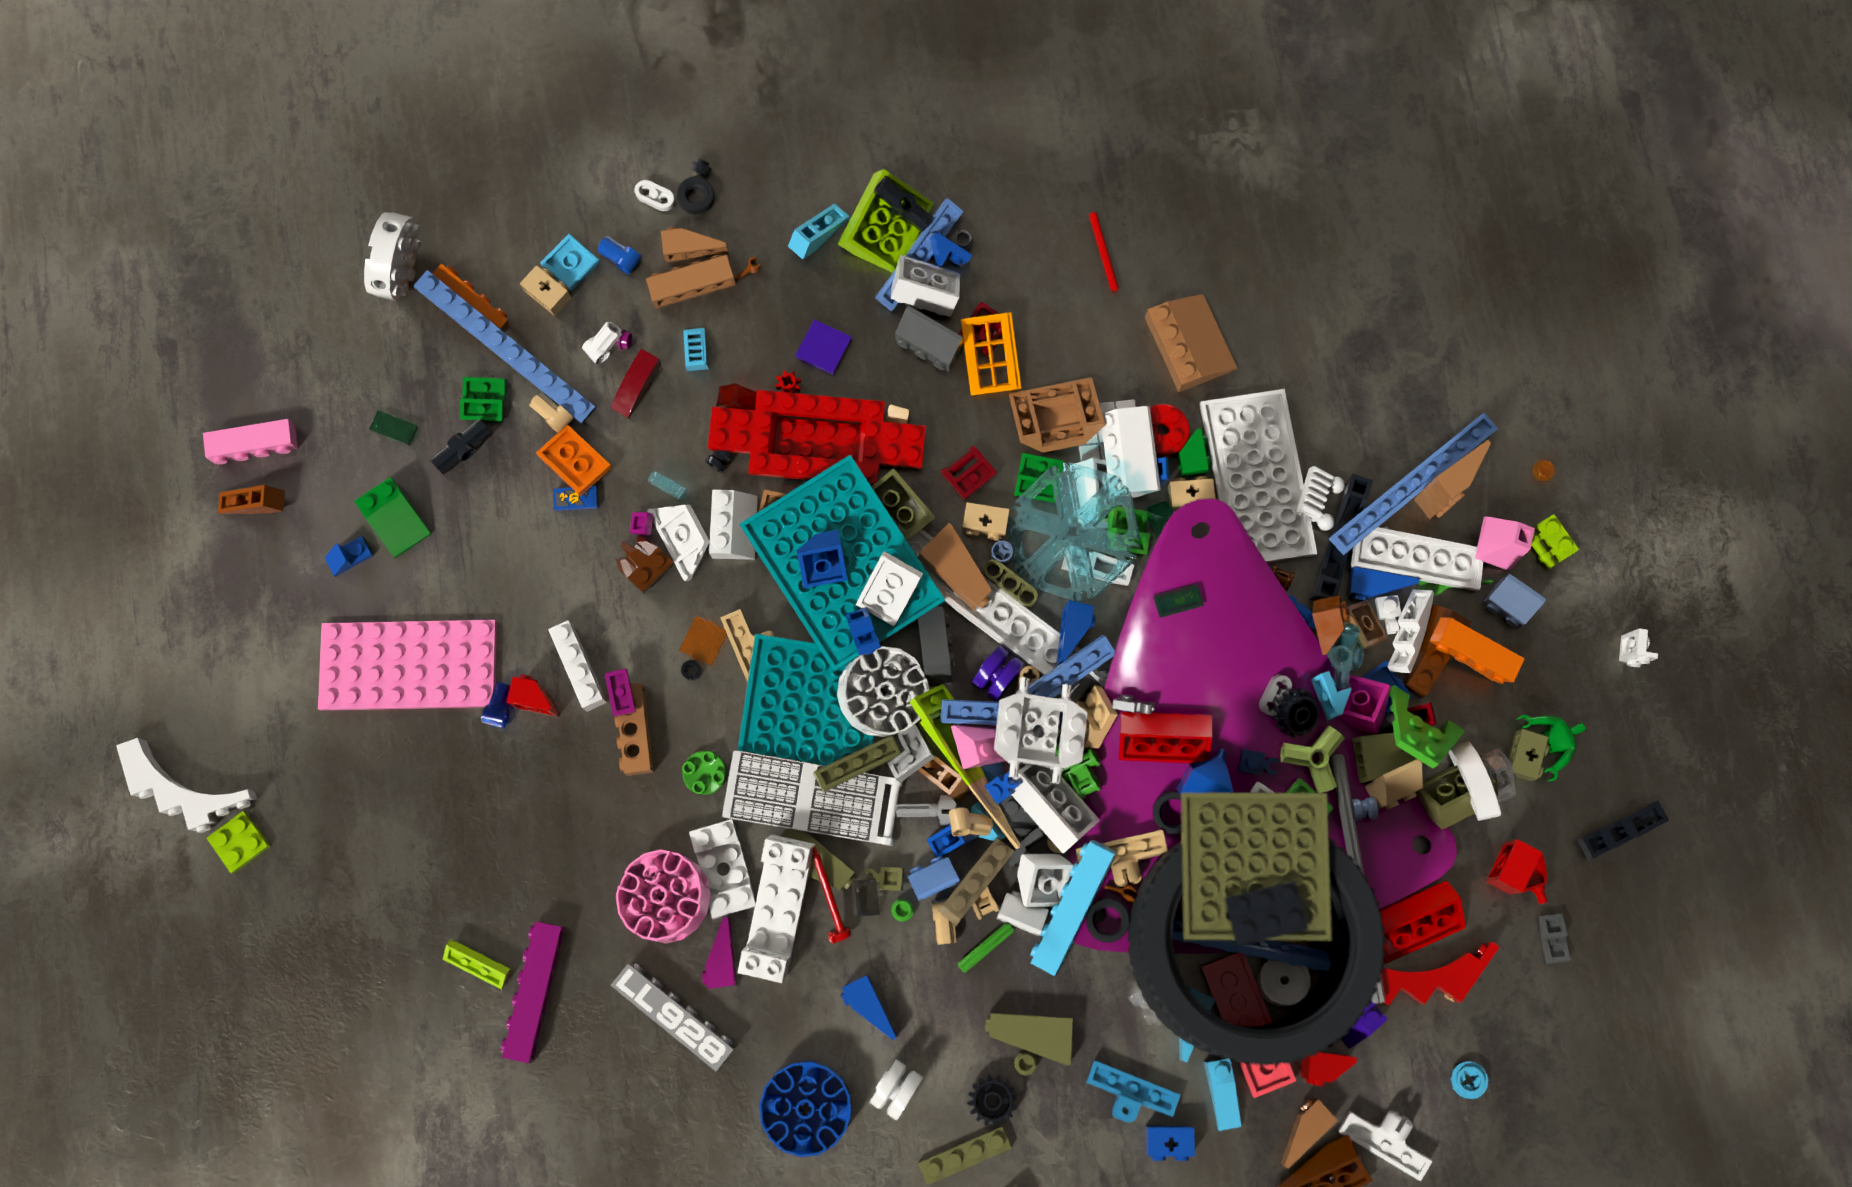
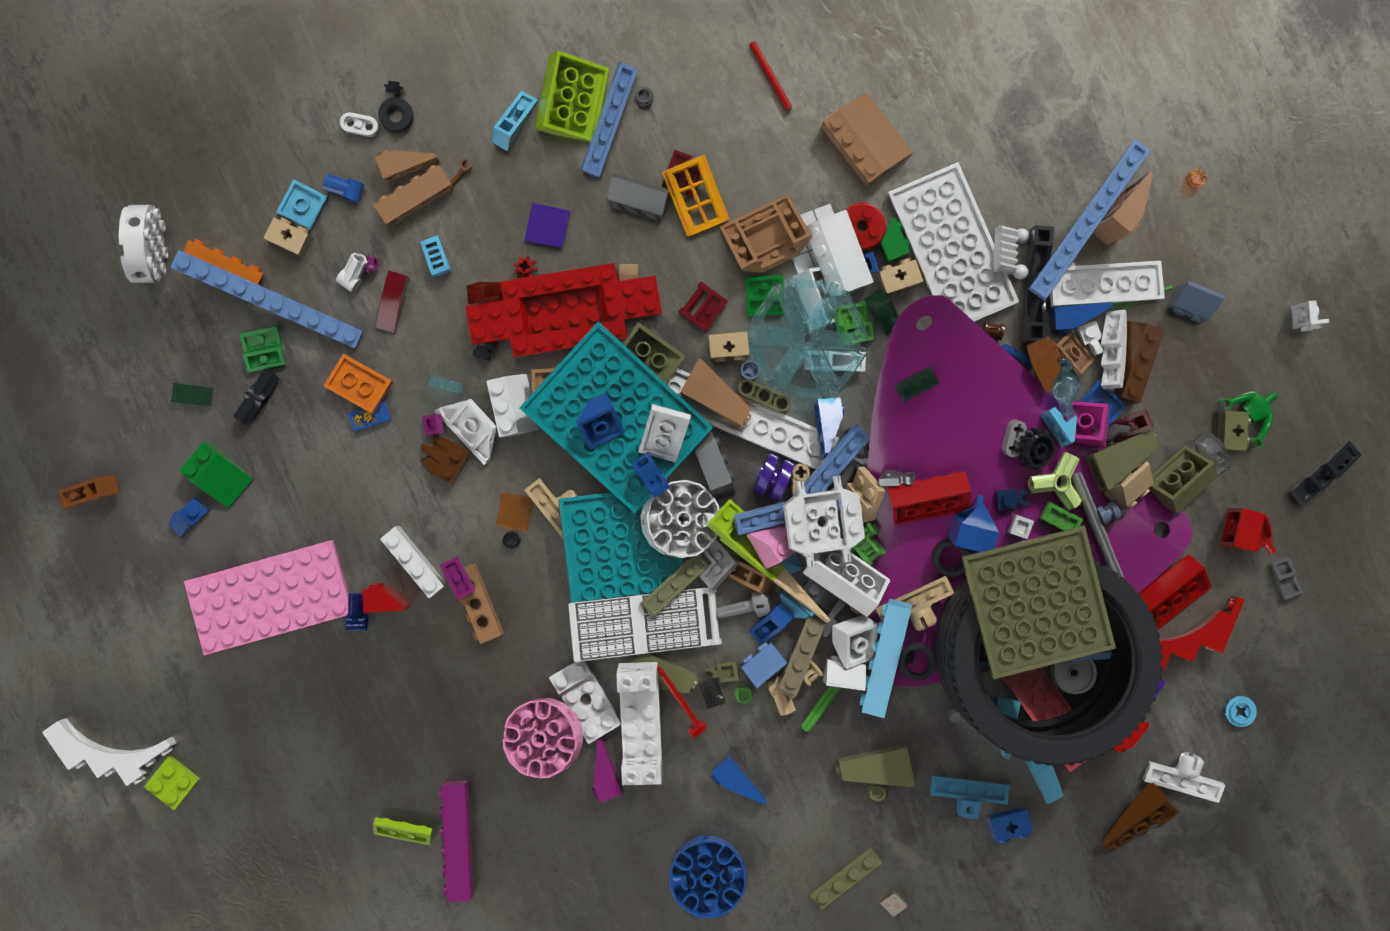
camera: 15 degrees left, 10 degrees up
(250, 441) = (70, 439): bright pink brick -> none
(554, 415) = (328, 347): tan piece -> none
(673, 1016) = (578, 831): light grey brick -> none
(704, 772) = (547, 623): bright green dish -> none
(894, 195) = (573, 74): black piece -> none
(895, 1089) = (777, 843): white wheel -> none
(925, 286) = (623, 148): white slope -> none
(943, 247) = (629, 110): blue slope -> none
(967, 823) = (779, 613): tan piece -> none
(996, 1112) = (860, 839): black gear -> none
(1002, 787) = (802, 576): blue plate -> none
(1126, 891) = (925, 634): dark orange hand -> none
(1266, 913) = (1057, 641): black plate -> none
(1308, 1128) = (1119, 784): medium nougat slope -> none
(1418, 737) = (1140, 442): bright green wing -> none
(1476, 651) = (1175, 355): orange wedge -> none
(1476, 780) = (1196, 464): white slope -> none
(1503, 542) = (1176, 252): bright pink slope -> none
(1556, 539) = (1217, 234): lime plate -> none

